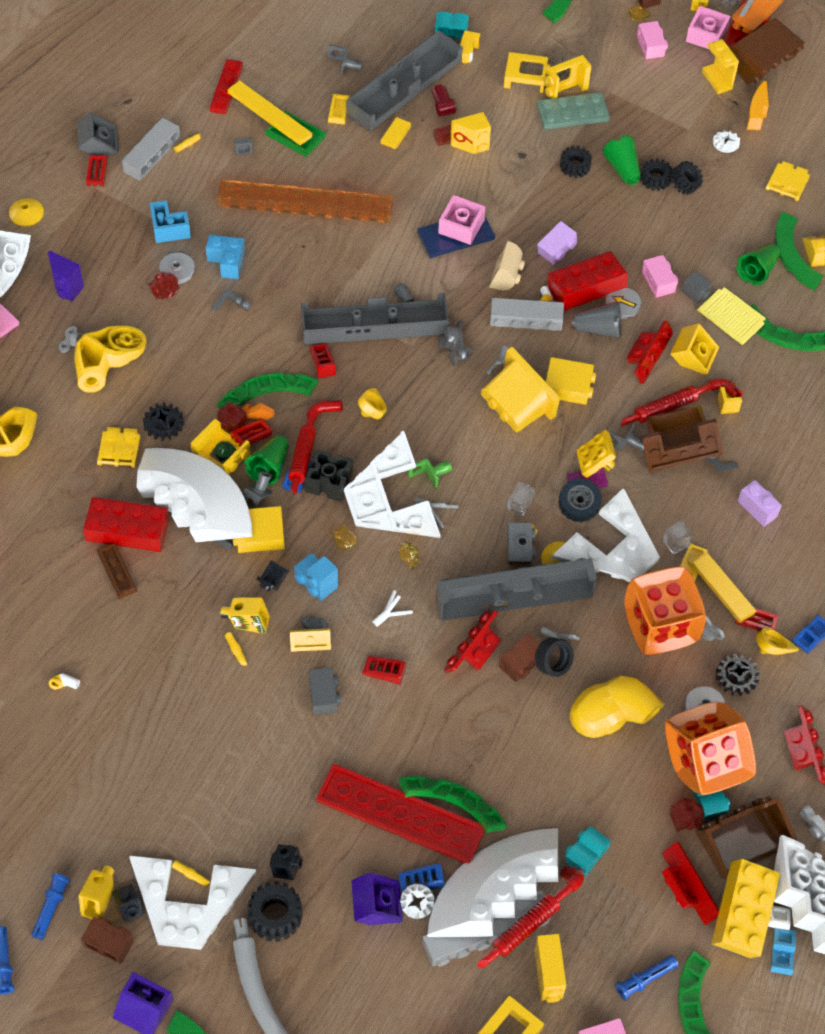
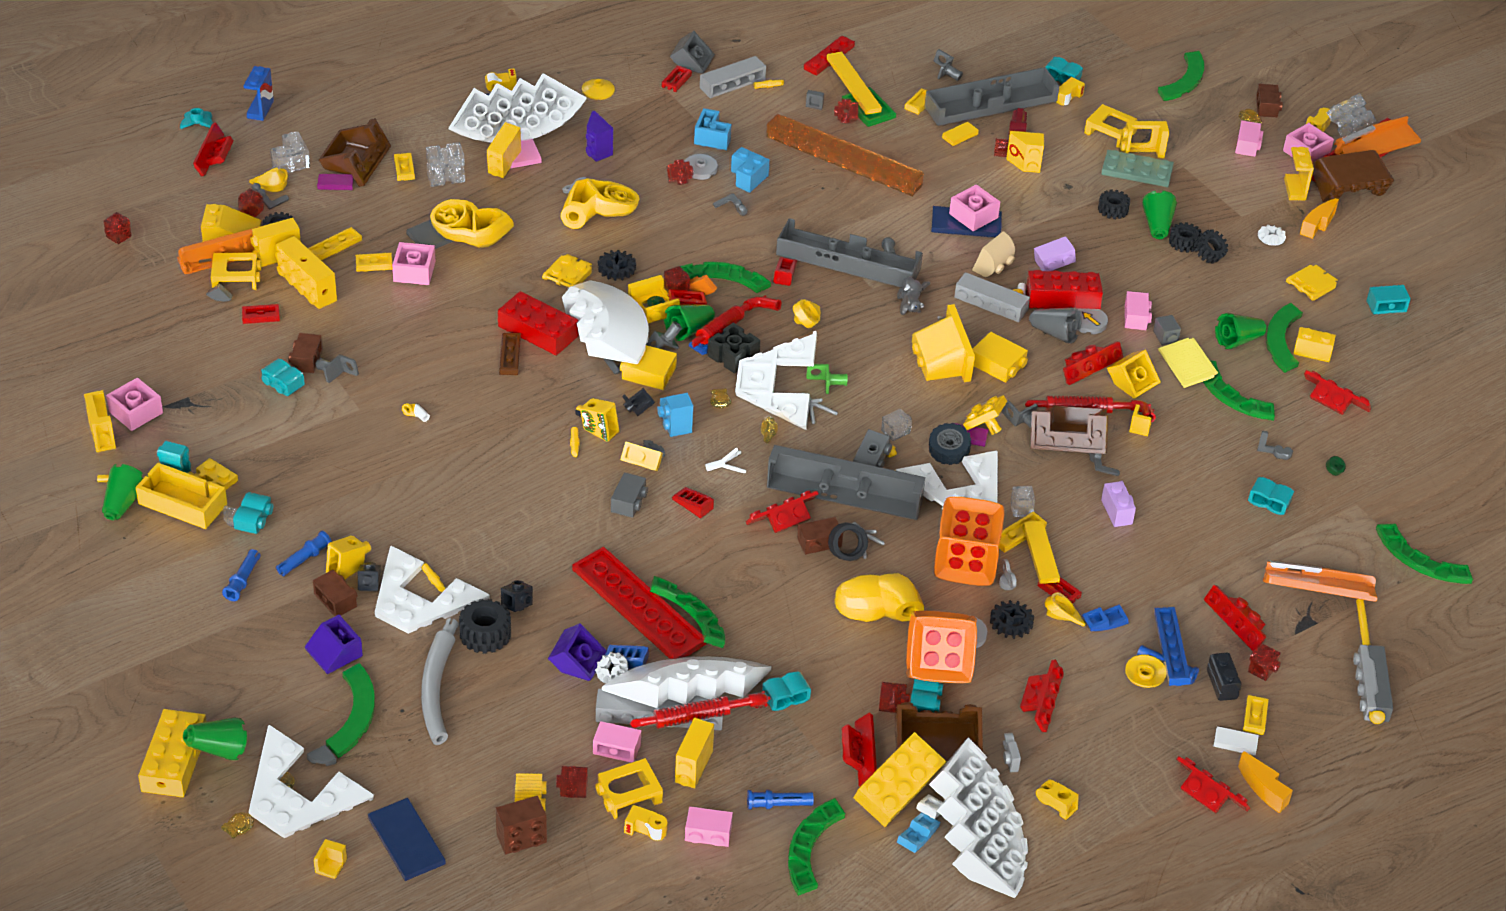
camera: 25 degrees right, 15 degrees down
(281, 149) = (851, 107): none -> clear red brick
(468, 984) = (617, 742): none -> bright pink brick

